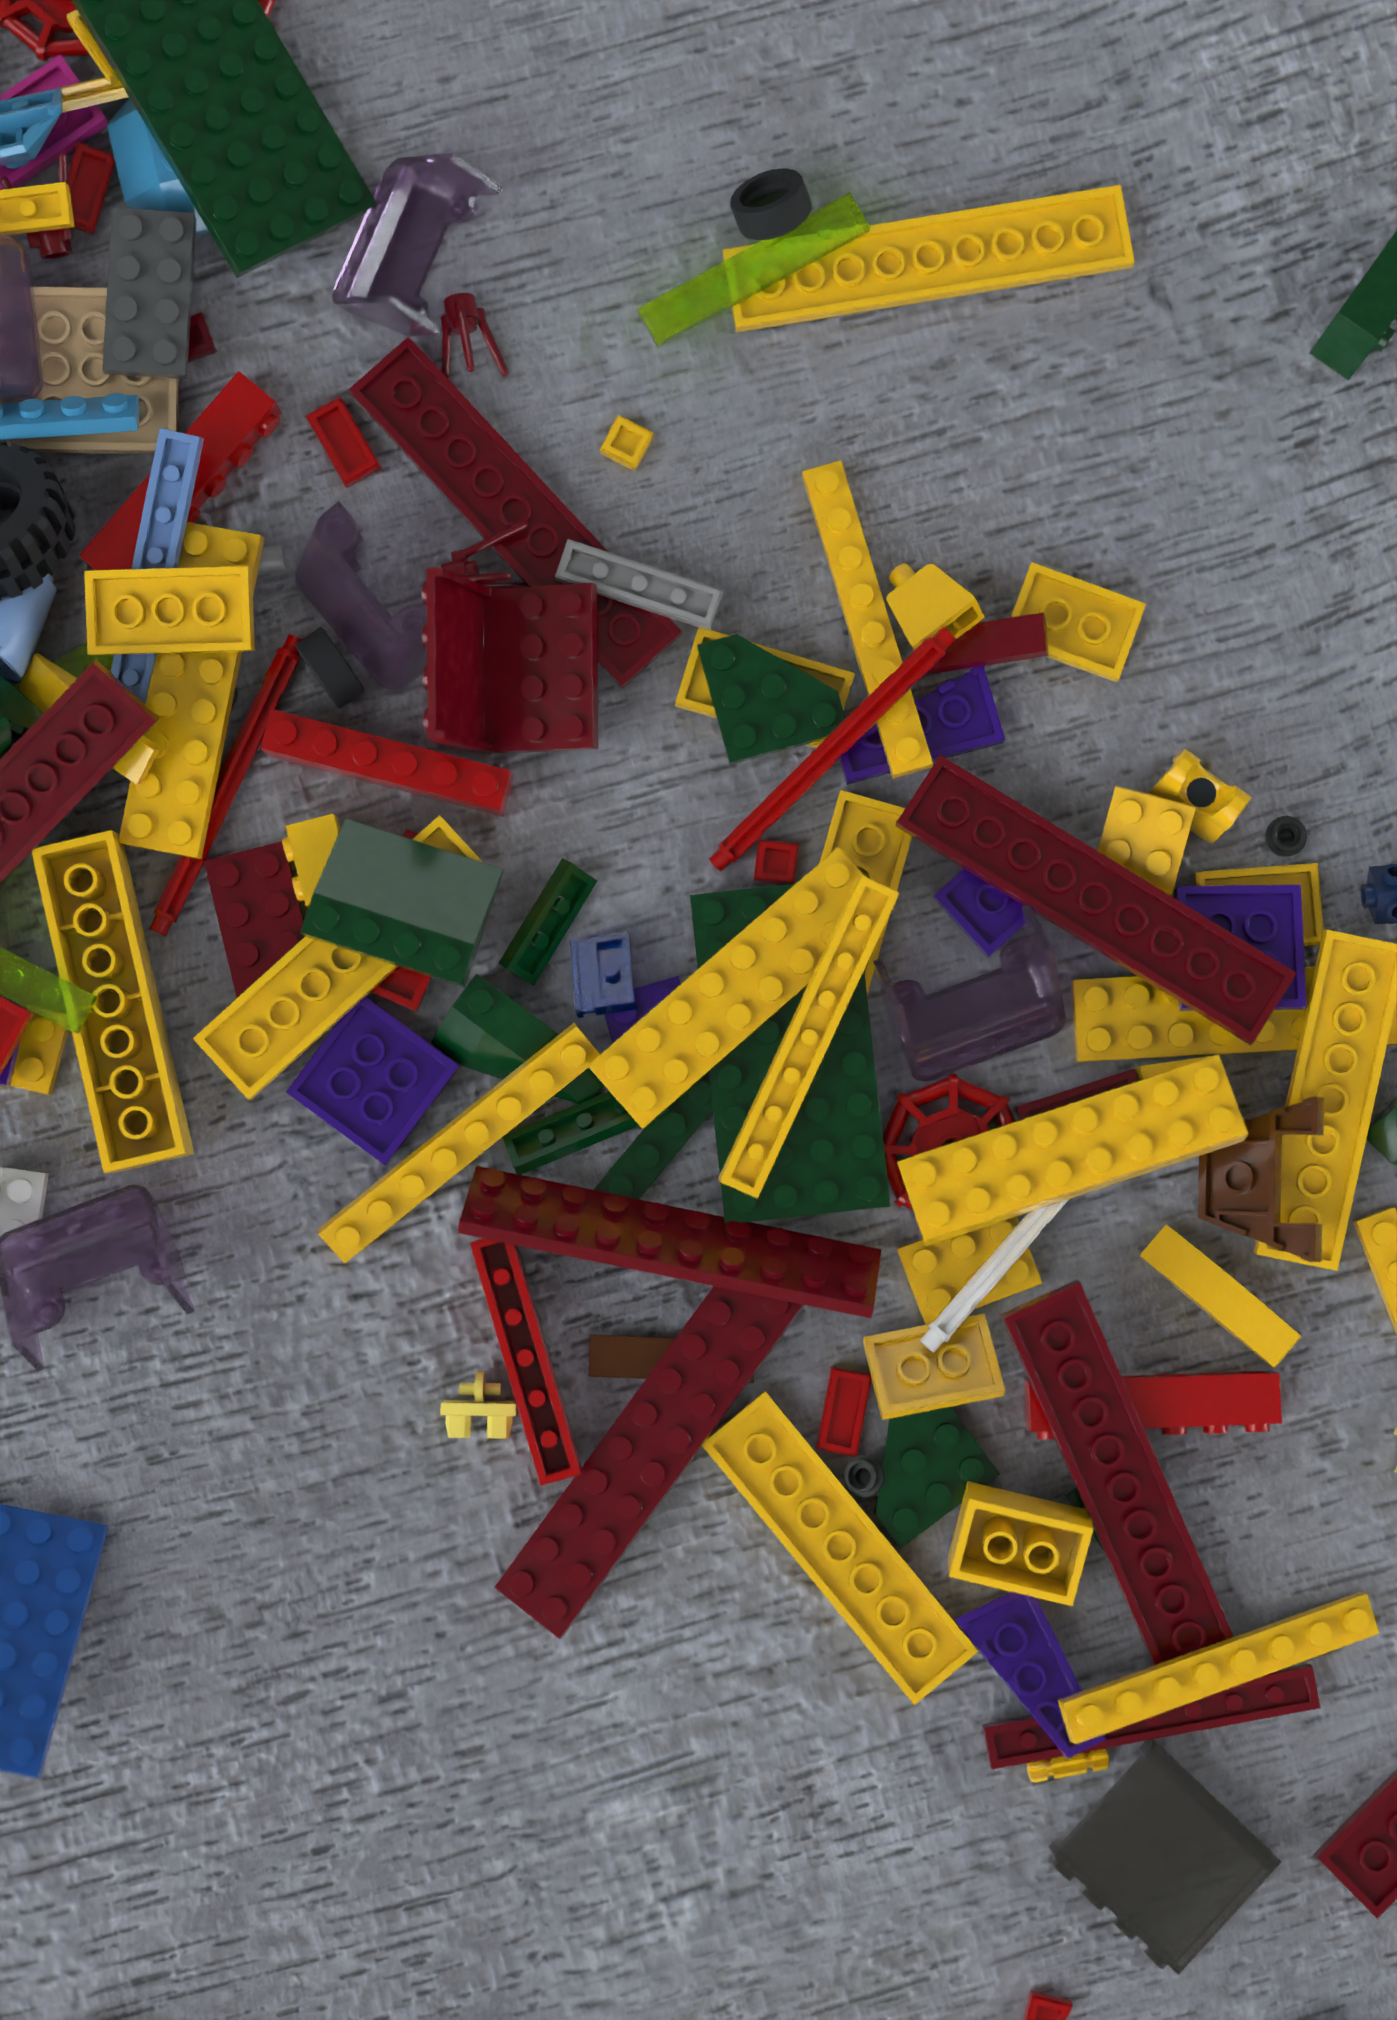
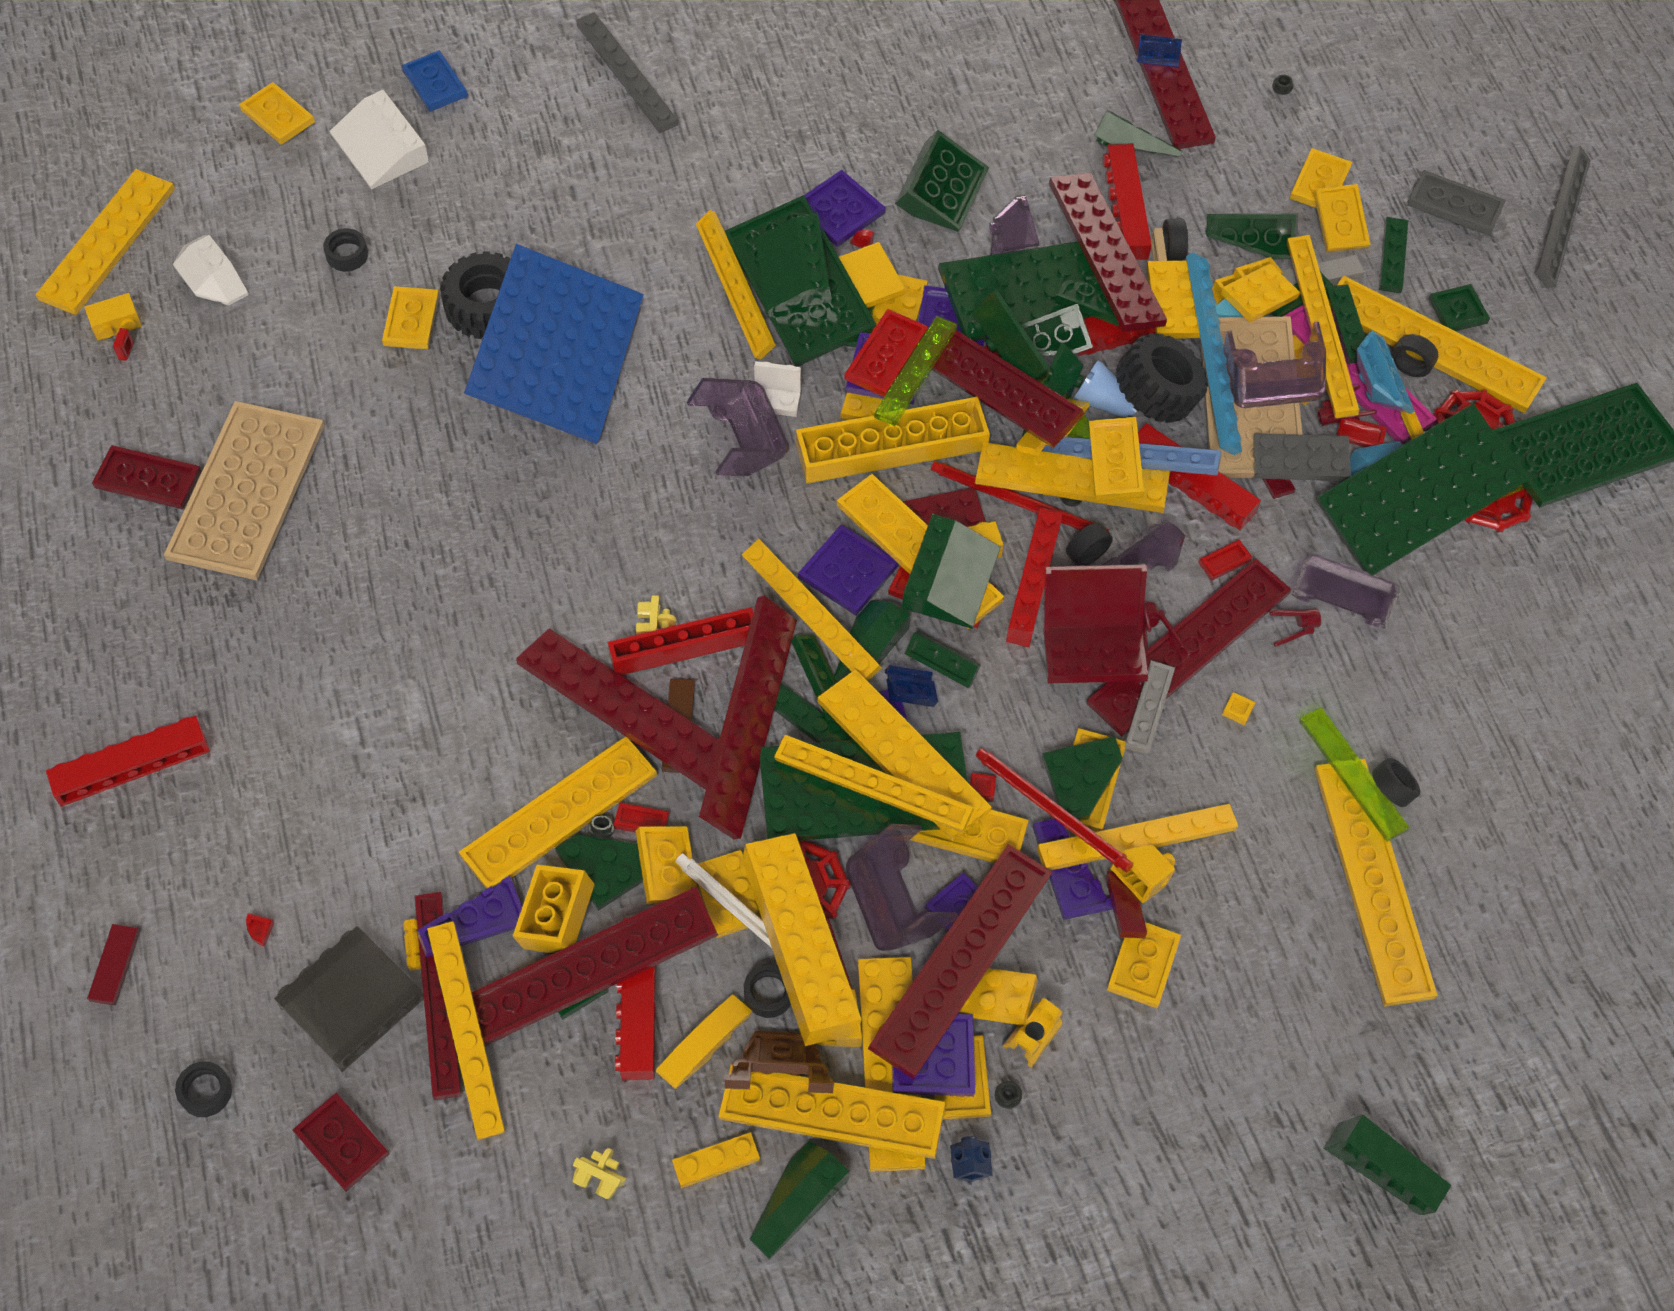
camera: 90 degrees right, 25 degrees down
(1155, 1223) = (760, 1009): none -> black tyre

